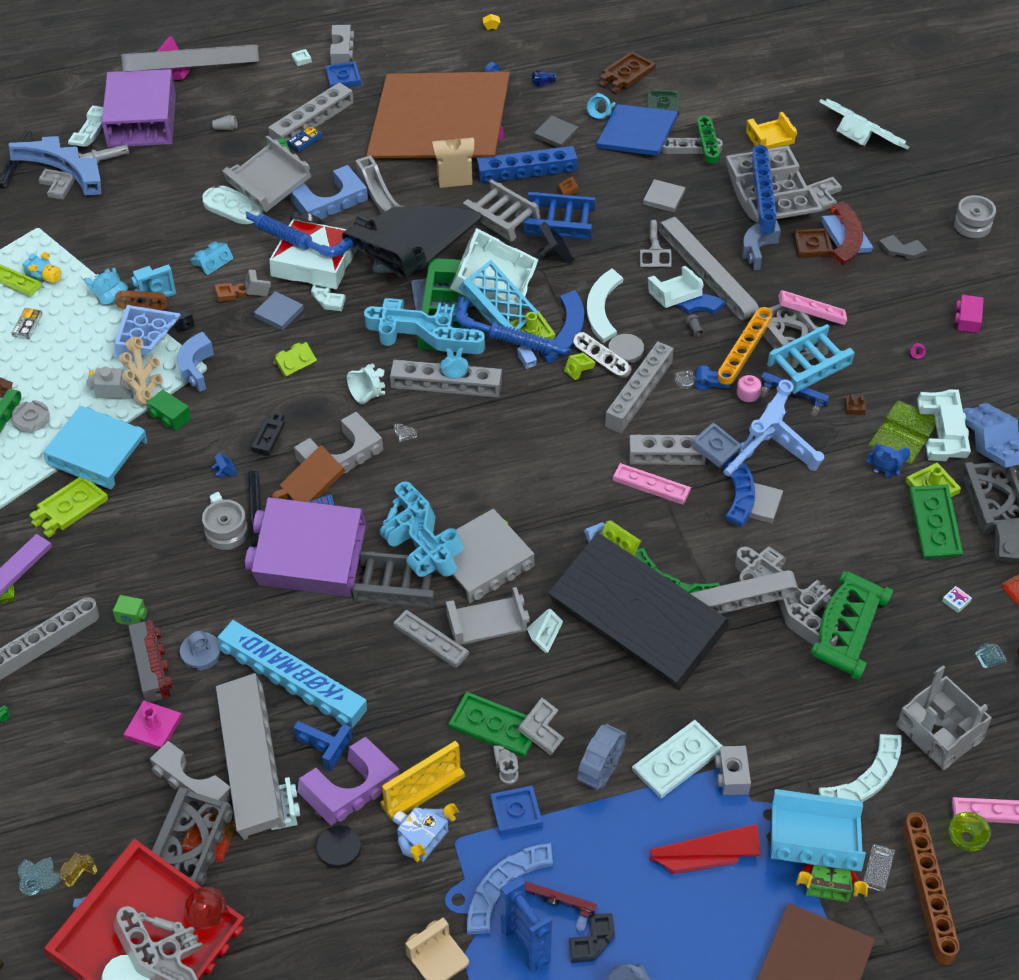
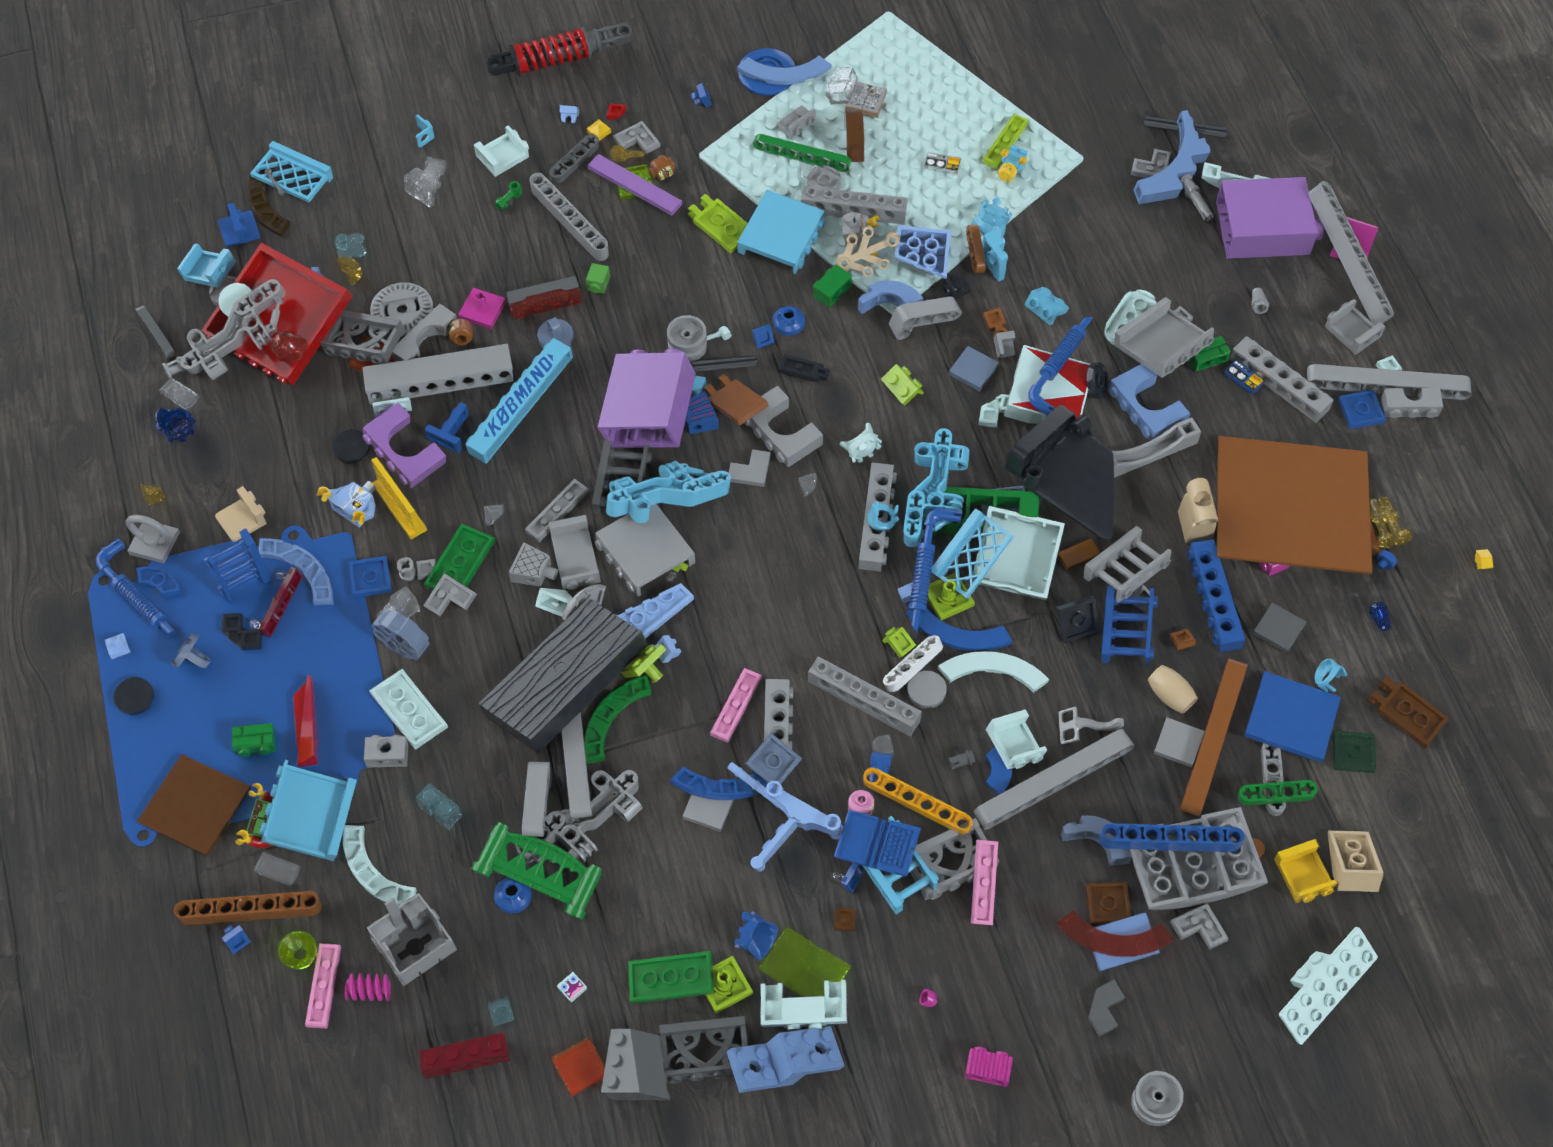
camera: 90 degrees right, 10 degrees up
(71, 385) = (840, 202): none -> light grey brick
(122, 808) = (402, 294): none -> light grey piece
(189, 739) = (460, 331): none -> dark orange head
(204, 453) = (788, 326): none -> blue piece
(220, 339) = (923, 313): none -> light grey beam
(261, 72) = (1353, 327): none -> light grey panel
(318, 56) = (1366, 379): none -> light grey beam
(389, 472) = (755, 472): none -> light grey tile
(435, 696) = (492, 513): none -> clear tile
(466, 65) = (1386, 514): none -> clear yellow piece
(503, 653) = (531, 567): none -> light grey torso
(549, 602) = (593, 592): none -> light grey tile
(552, 545) = (658, 610): none -> light blue wing
(558, 775) = (402, 602): none -> clear arch
(619, 191) = (1172, 689): none -> tan piece
(648, 170) = (1213, 737): none -> dark orange beam
(732, 903) = (254, 739): none -> green brick
(759, 105) = (1354, 861): none -> tan slope
(778, 621) = (536, 795): none -> light grey beam
(791, 715) = (435, 802): none -> clear light blue brick
(798, 360) = (877, 843): none -> blue piece
(875, 659) = (514, 903): none -> blue piece
(965, 896) = (235, 938): none -> blue tile
(995, 764) = (372, 988): none -> dark pink piece

